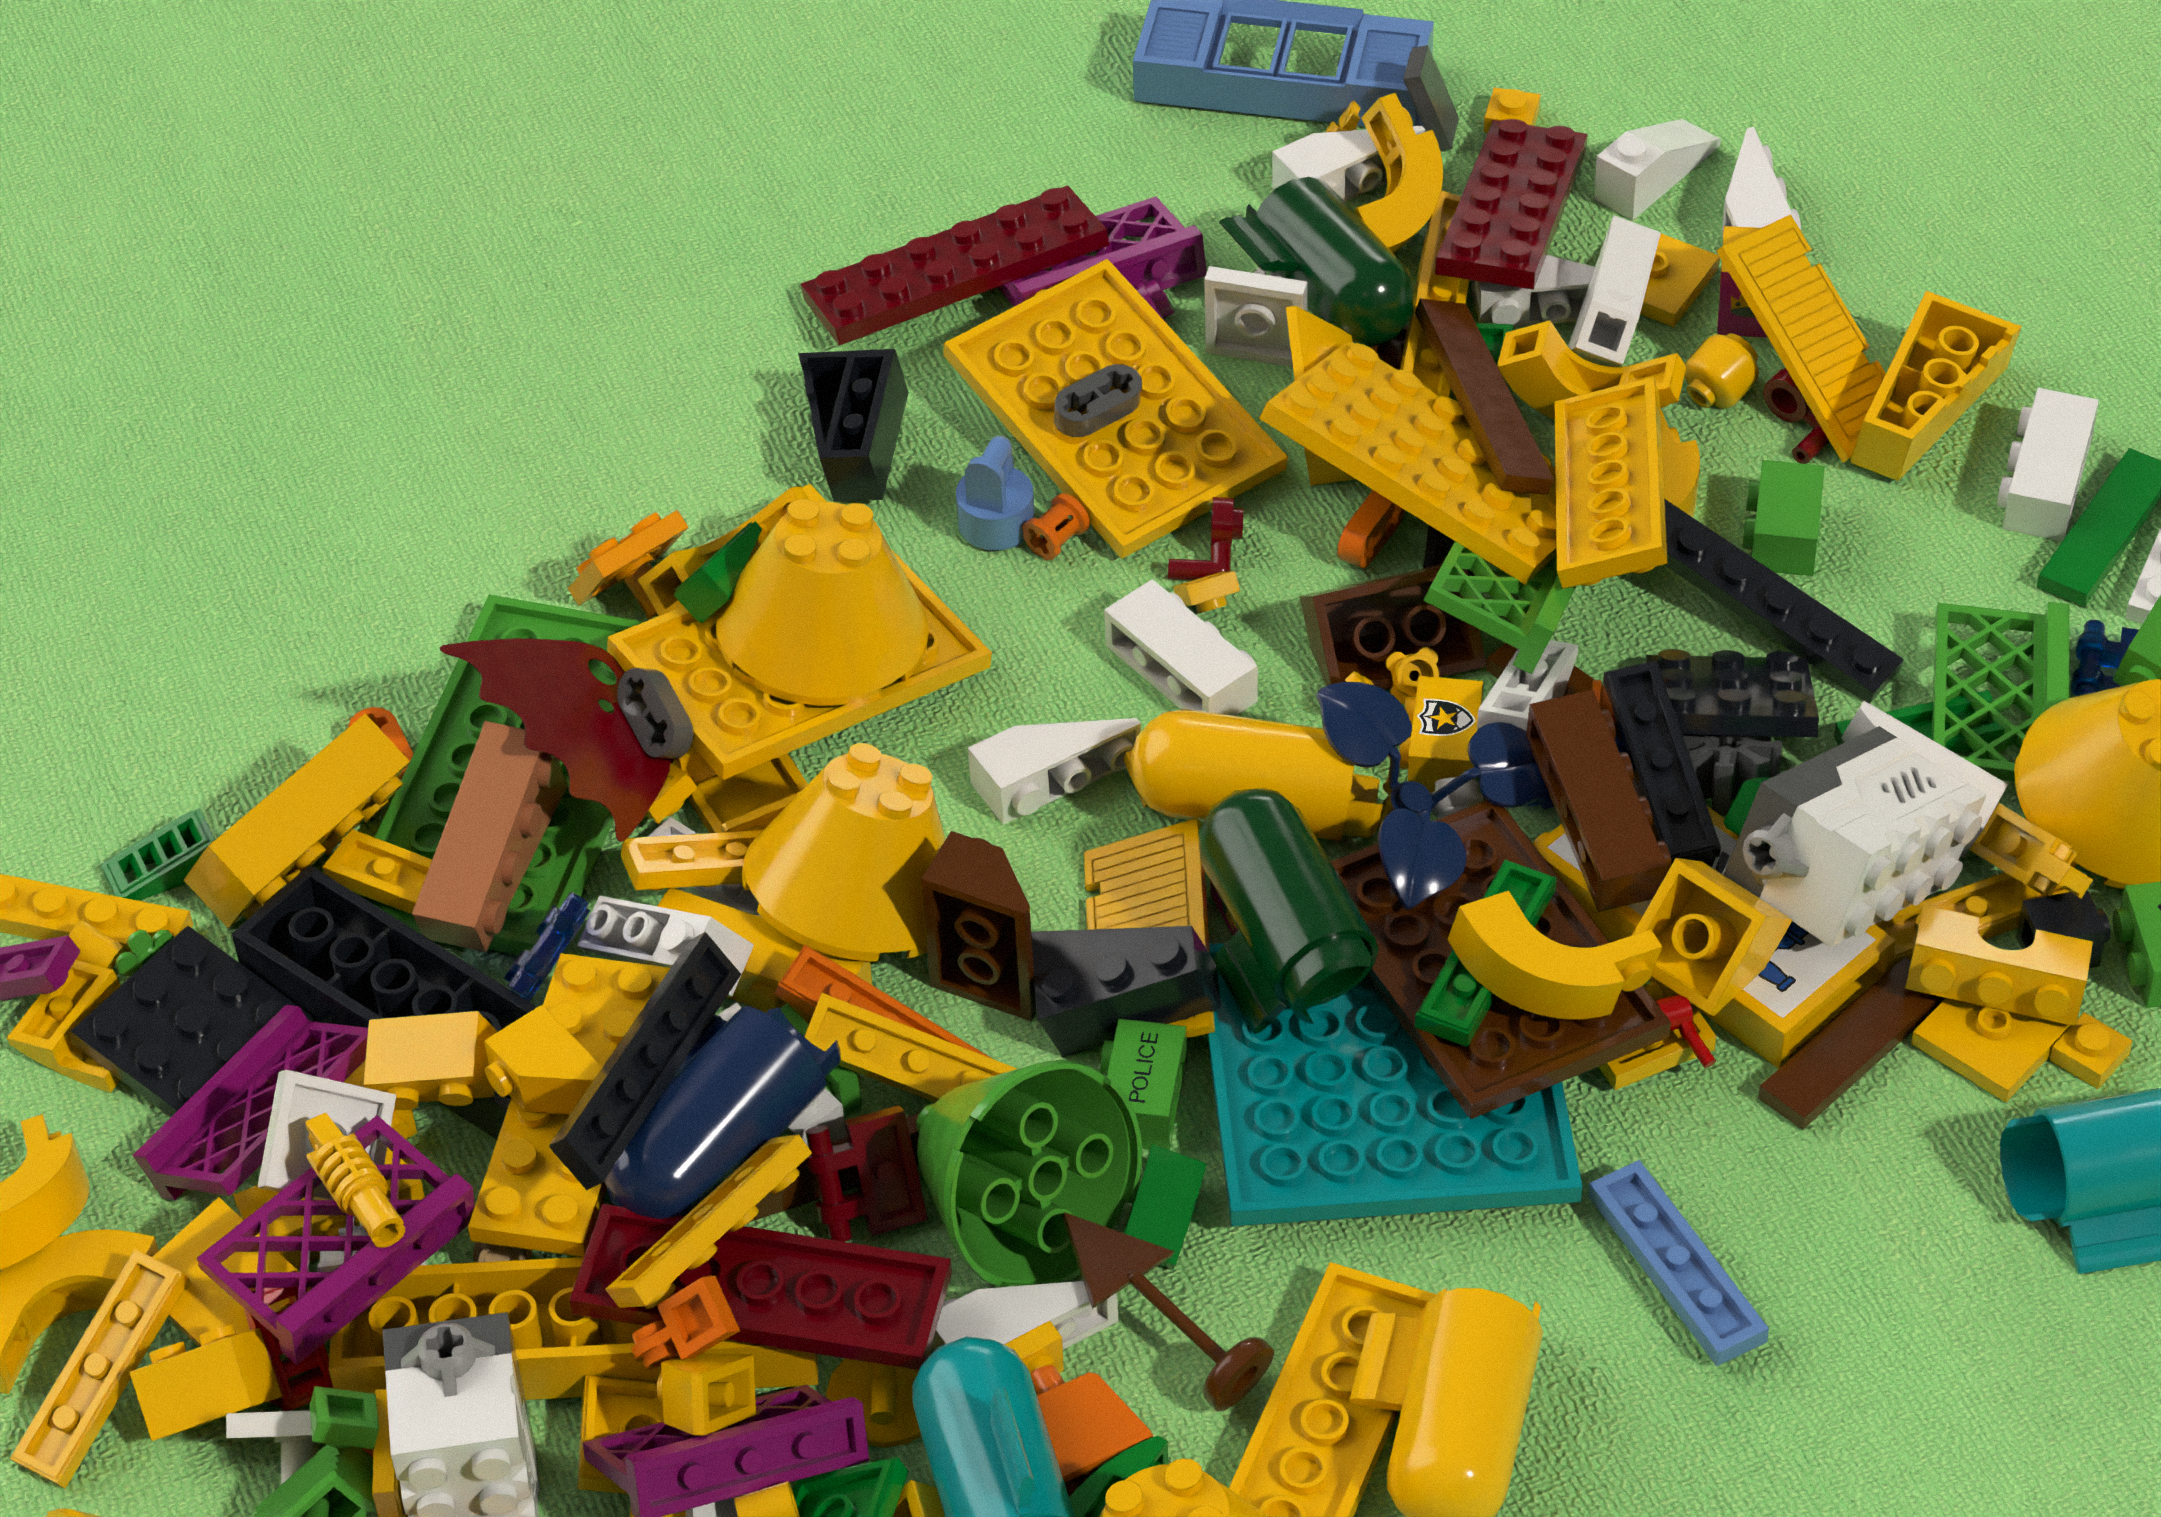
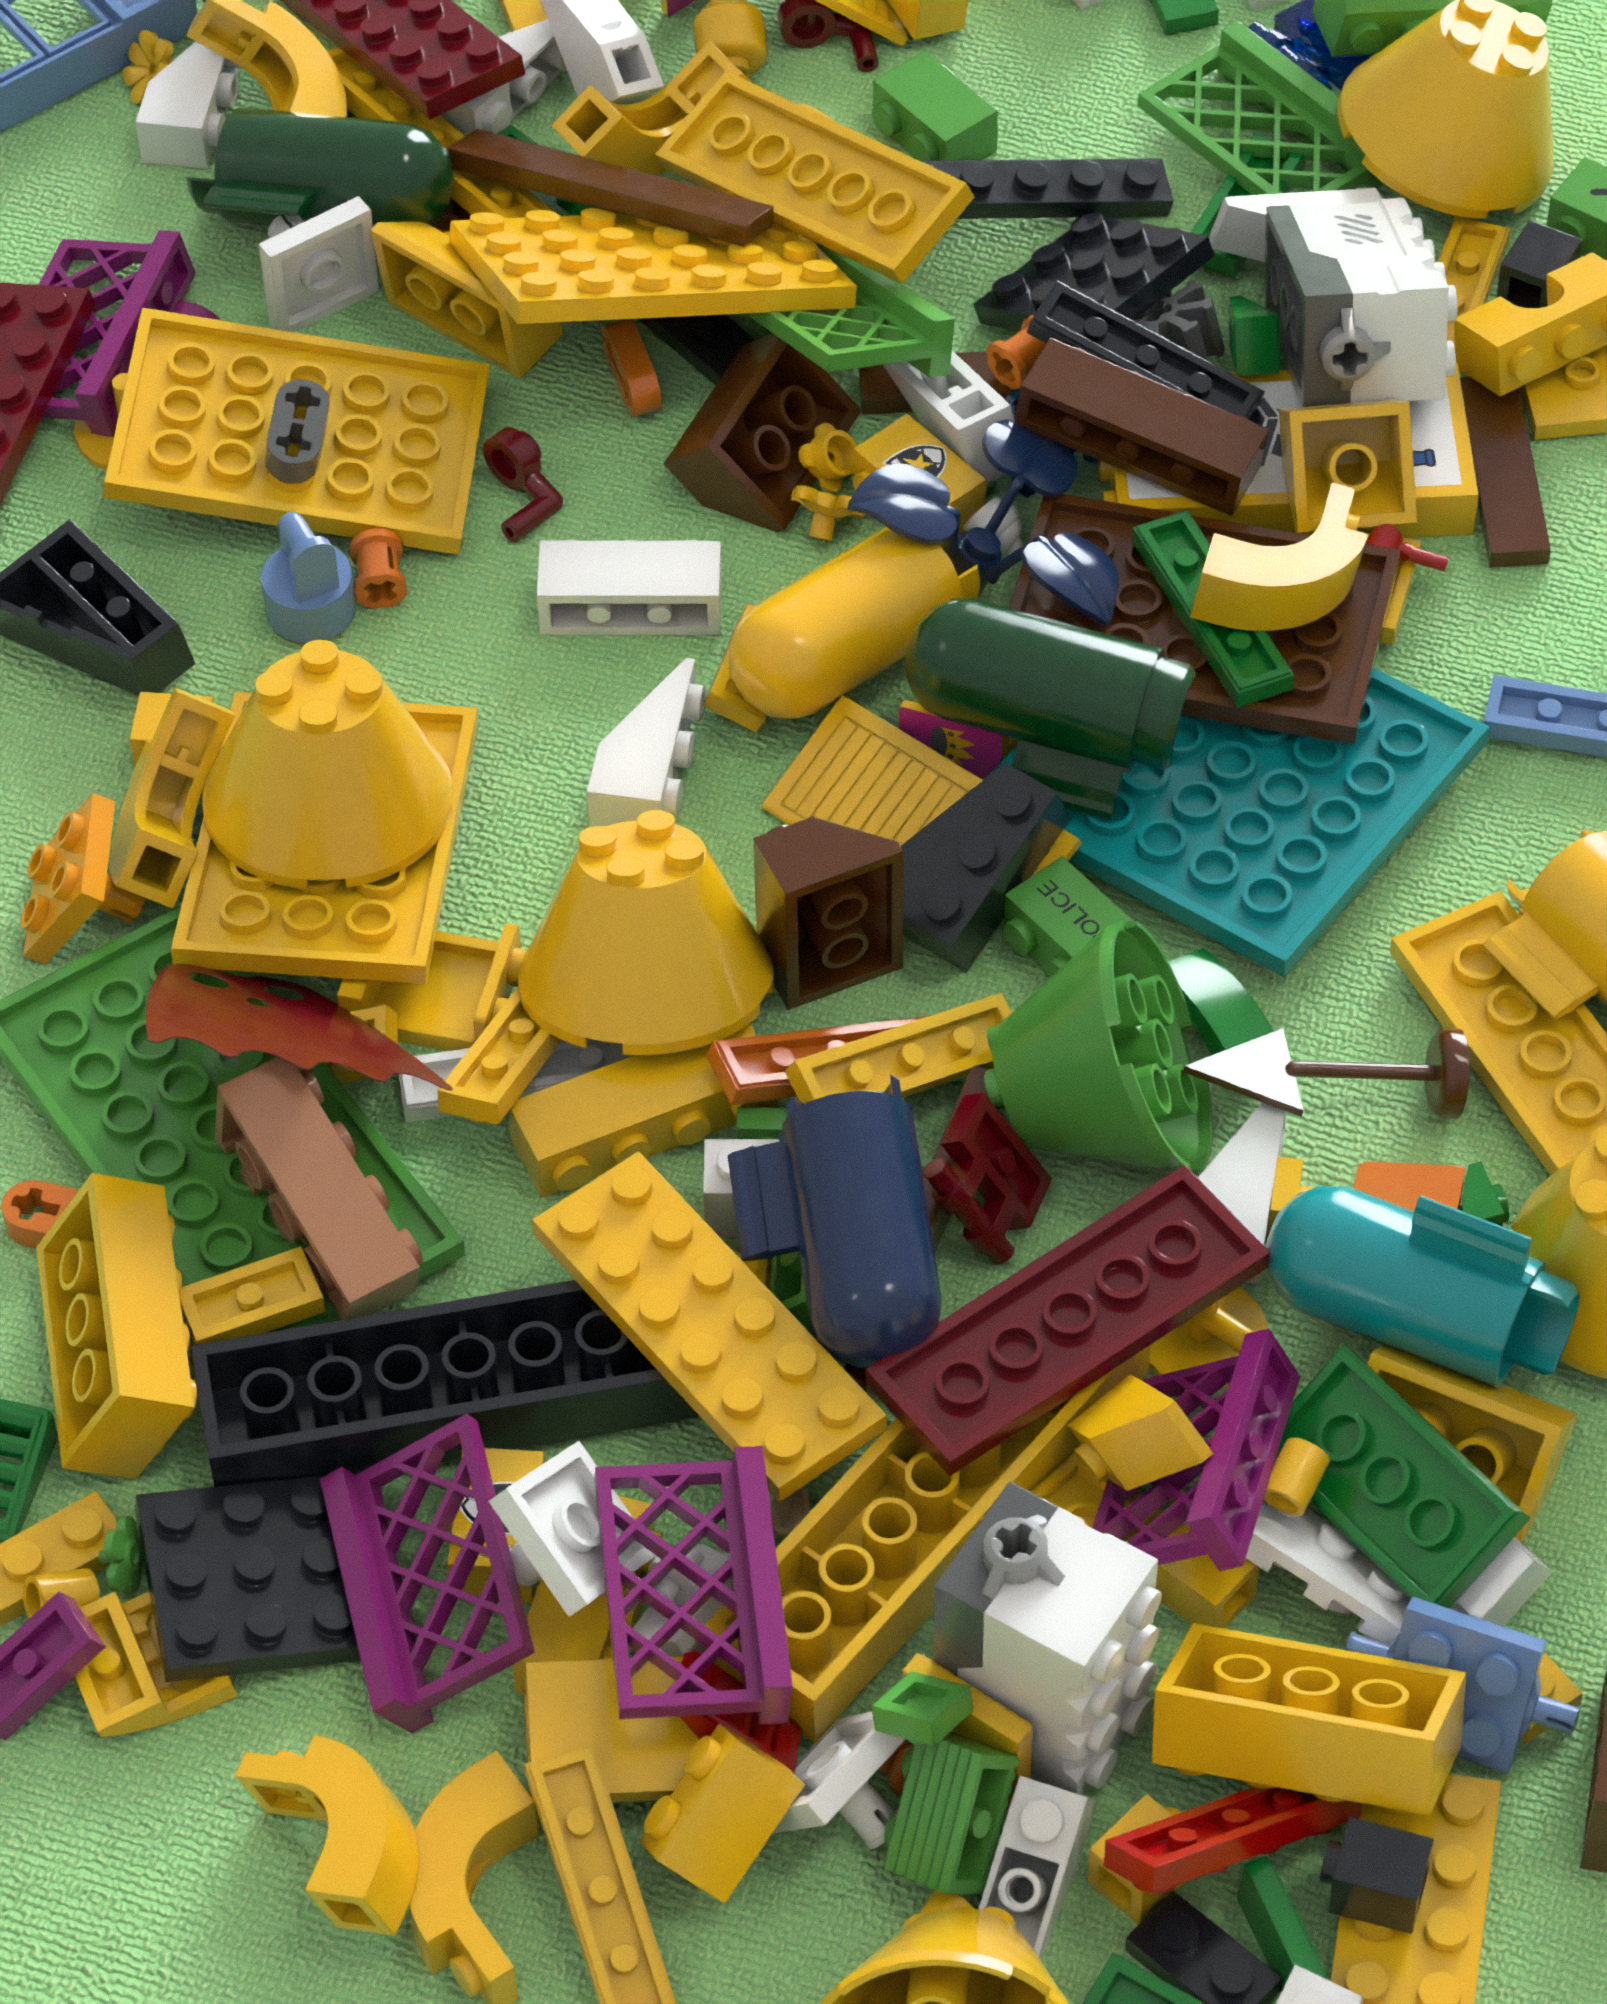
camera: 50 degrees left, 5 degrees up
(353, 1180) = (669, 1525): yellow hinge -> none
(429, 1058) = (556, 1392): yellow brick -> none
(539, 1064) = (692, 1301): yellow slope -> none
(555, 934) = (490, 1230): clear blue plate -> none
(644, 1061) = (789, 1229): black plate -> none
(655, 934) = (583, 1143): white slope -> none
(660, 708) = (302, 989): dark grey beam -> none
(690, 1324) = (1082, 1378): orange plate -> none
(717, 578) = (208, 821): green slope -> none
(724, 1209) = (989, 1298): yellow plate -> none
(1209, 591) = (577, 515): yellow plate -> none
(2029, 853) = (1476, 222): yellow hinge -> none

